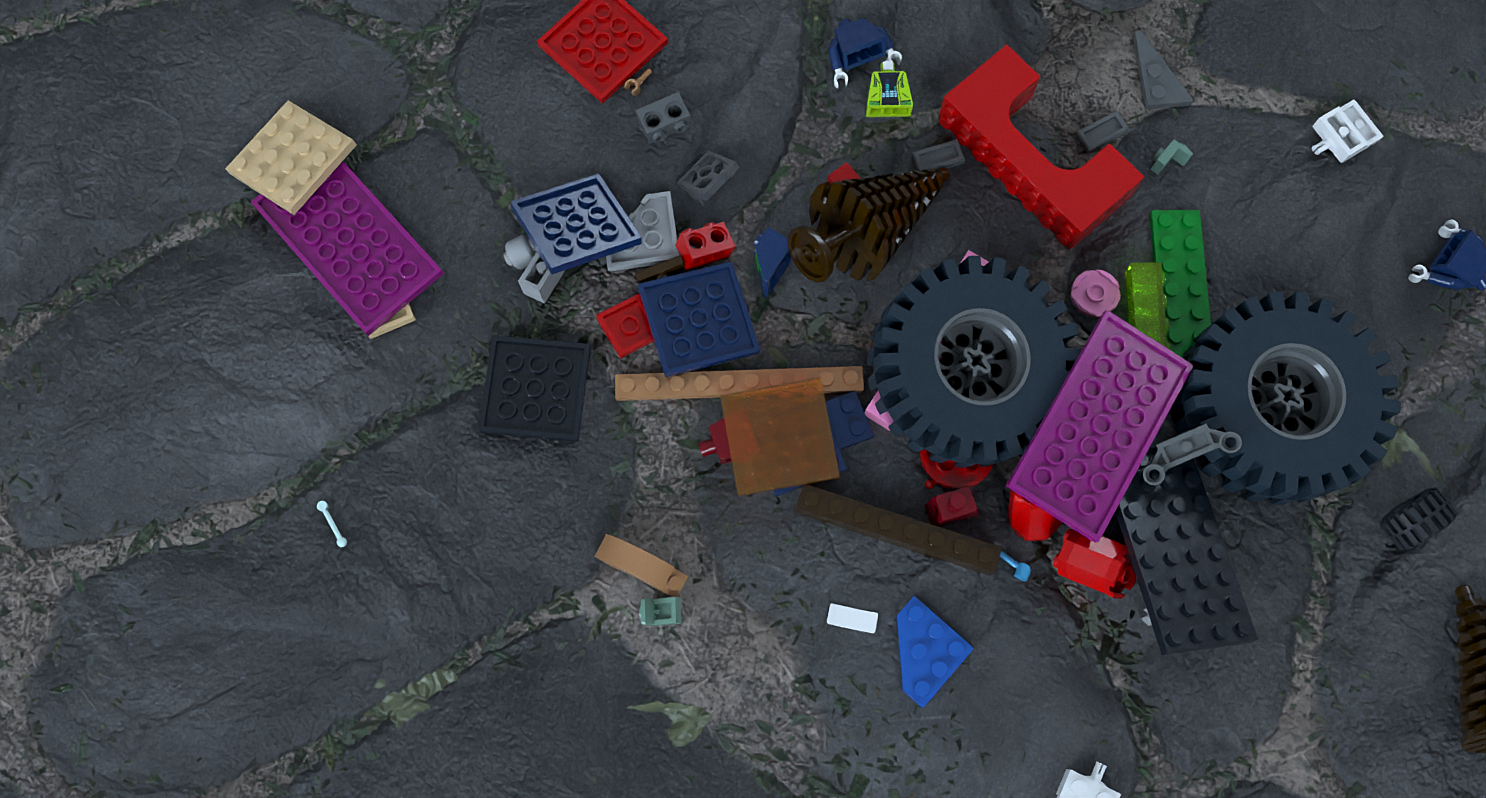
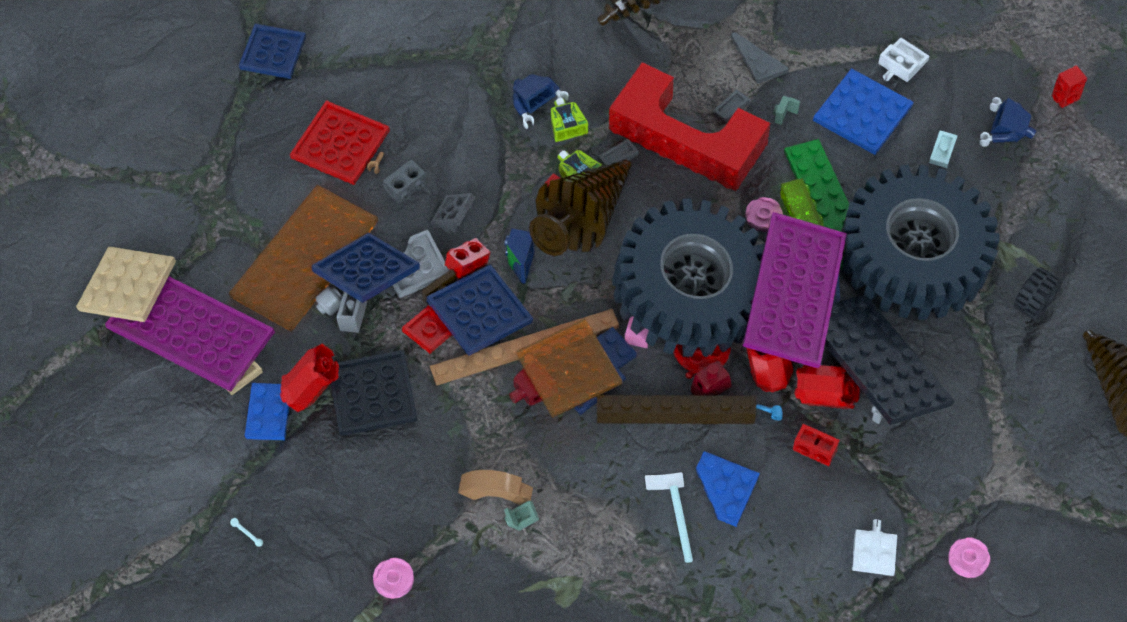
camera: 20 degrees left, 15 degrees down
(406, 373) = (266, 413): none -> blue plate
(461, 350) = (309, 378): none -> red brick
(484, 640) = (393, 578): none -> bright pink tile
(540, 151) = (282, 278): none -> clear orange plate
(854, 683) = (681, 524): none -> light aqua bar
(880, 158) = (575, 163): none -> torso
(1058, 636) = (816, 445): none -> red brick
(1186, 447) = (860, 286): dark grey plate -> none
(1270, 187) = (863, 111): none -> blue plate
(1358, 272) = (943, 149): none -> light aqua plate

